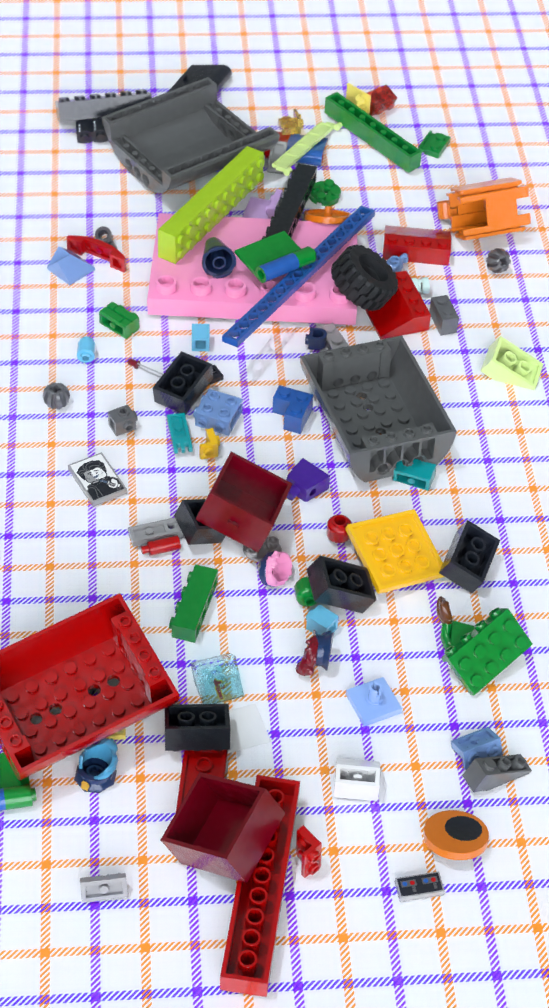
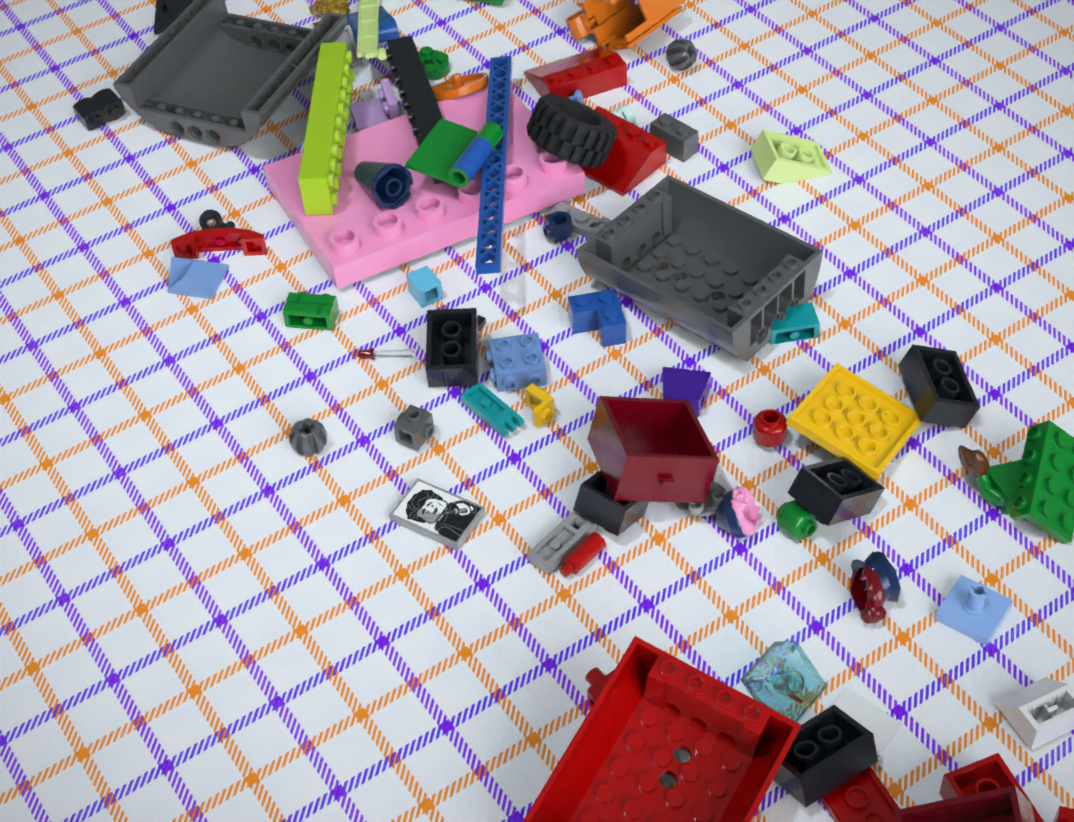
camera: 25 degrees left, 0 degrees up
(86, 349) = (298, 364): medium azure brick -> none
(96, 105) = (89, 76): brick -> none
(194, 603) = (681, 604): green brick -> none
(321, 620) = (841, 546): medium azure brick -> none

